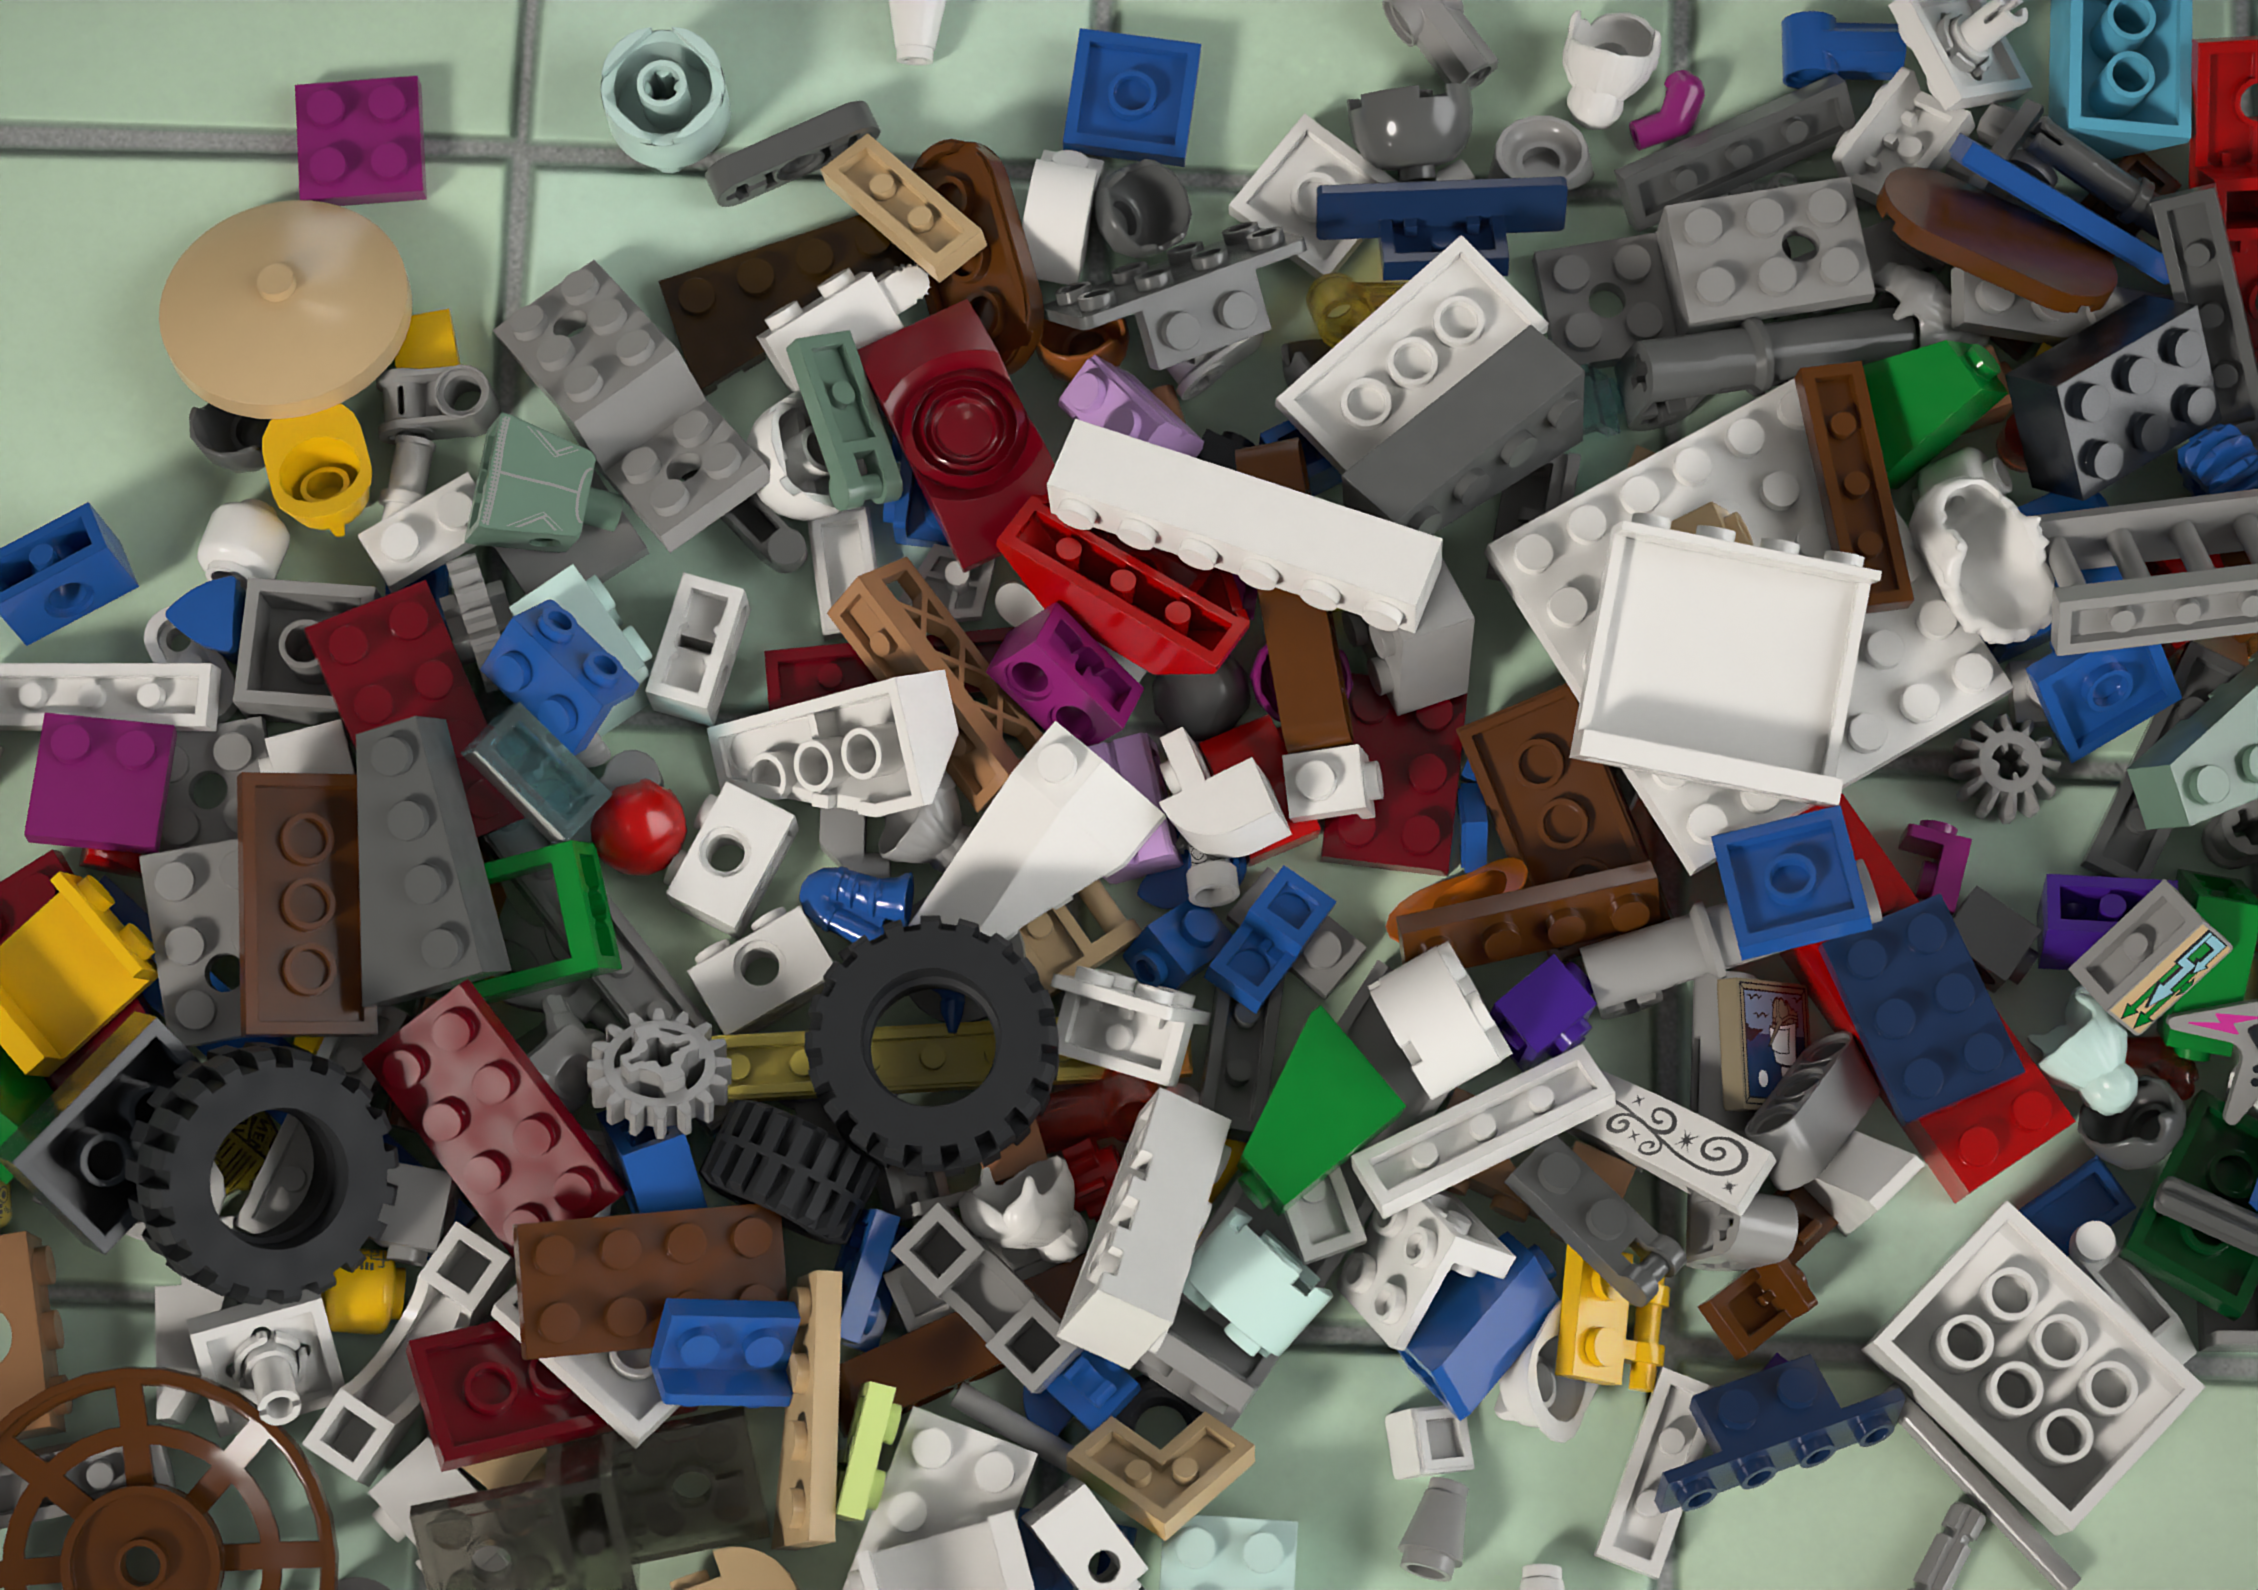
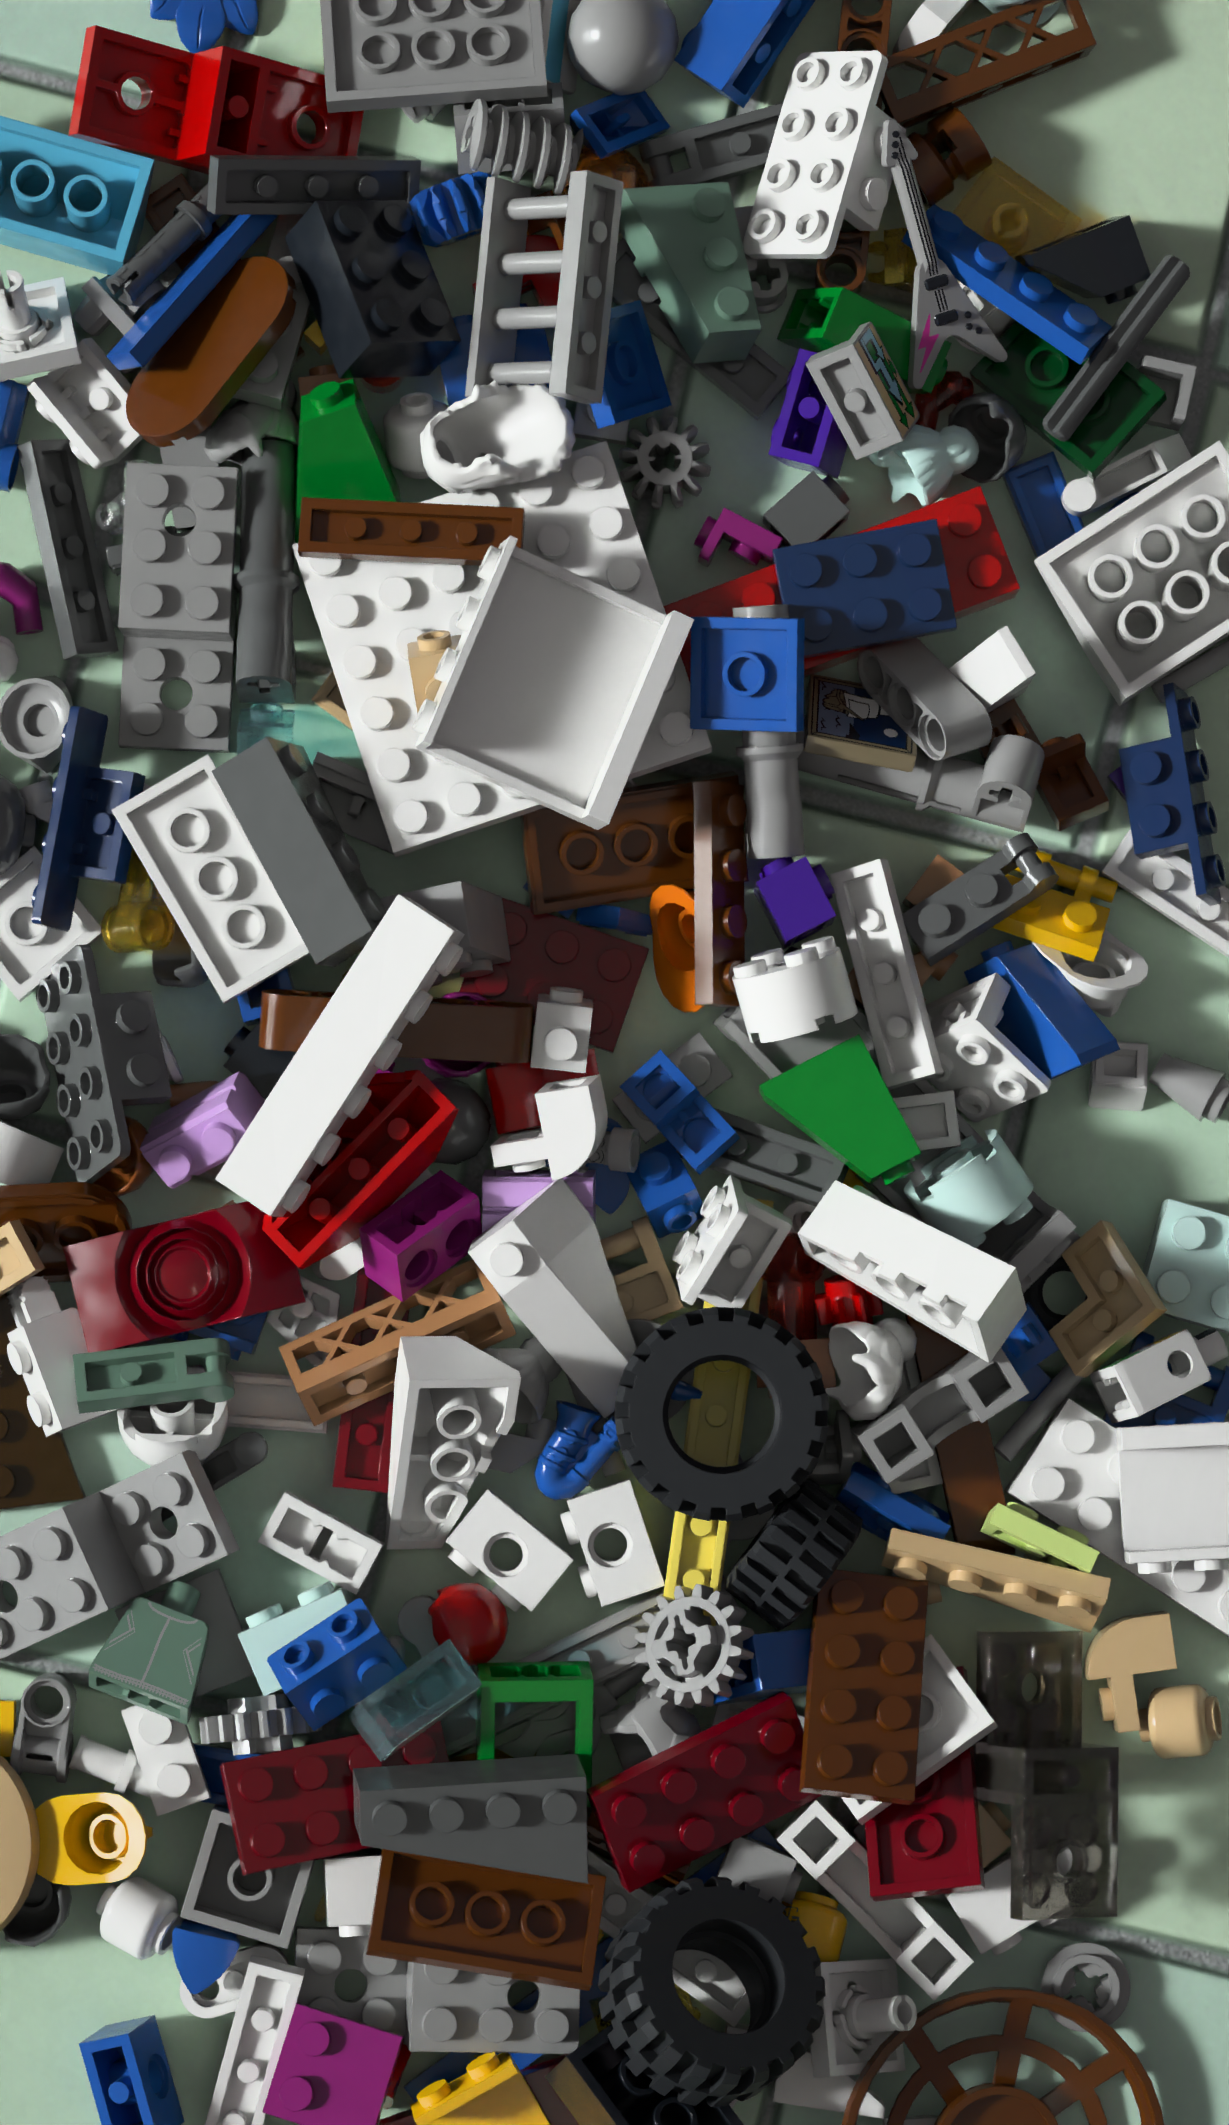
camera: 80 degrees left, 10 degrees up
(724, 1352) = (939, 1637): blue bracket -> none
(1678, 1146) = (934, 816): white slope -> none

